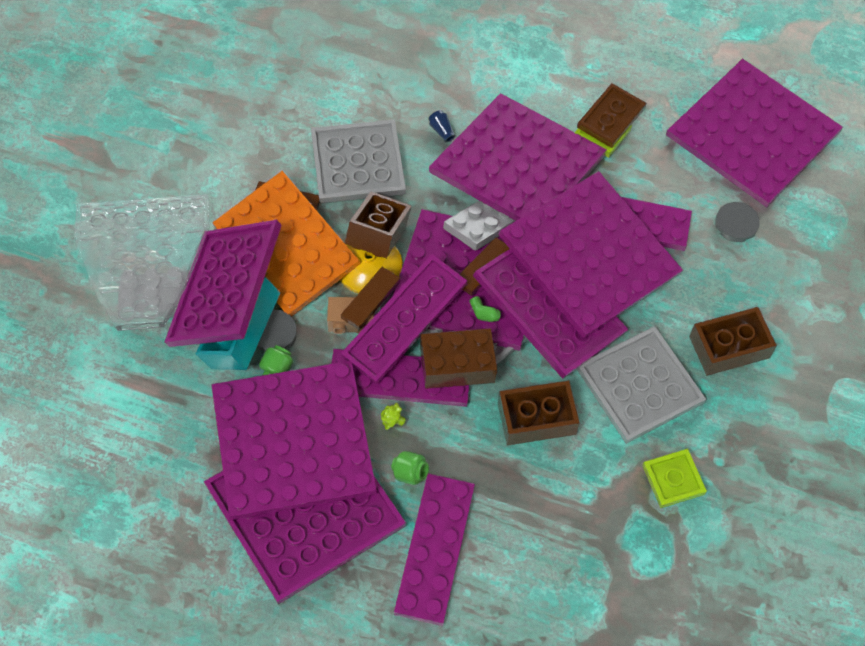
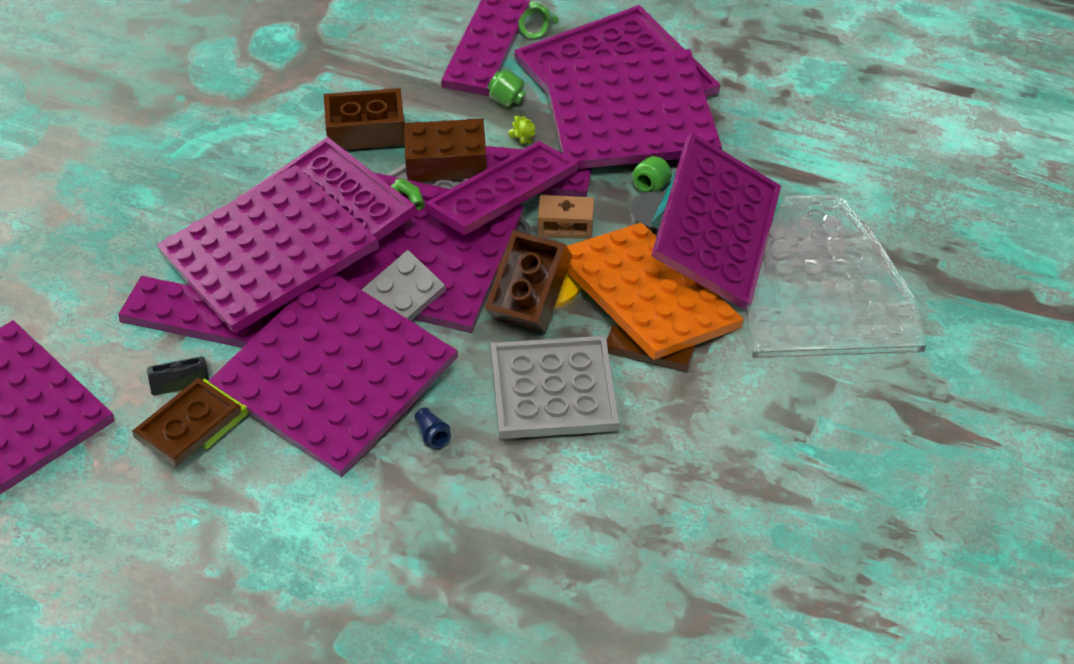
camera: 175 degrees left, 15 degrees down
(370, 298) = (542, 208): reddish brown tile -> none
(380, 582) = (534, 6): none -> bright green piece
(492, 251) = (403, 238): reddish brown tile -> none
(632, 168) = (176, 375): none -> black slope
(641, 384) = (239, 149): light grey plate -> none
(674, 478) = (234, 77): lime plate -> none
(732, 341) = (126, 172): reddish brown brick -> none
(737, 221) = (63, 305): dark grey tile -> none

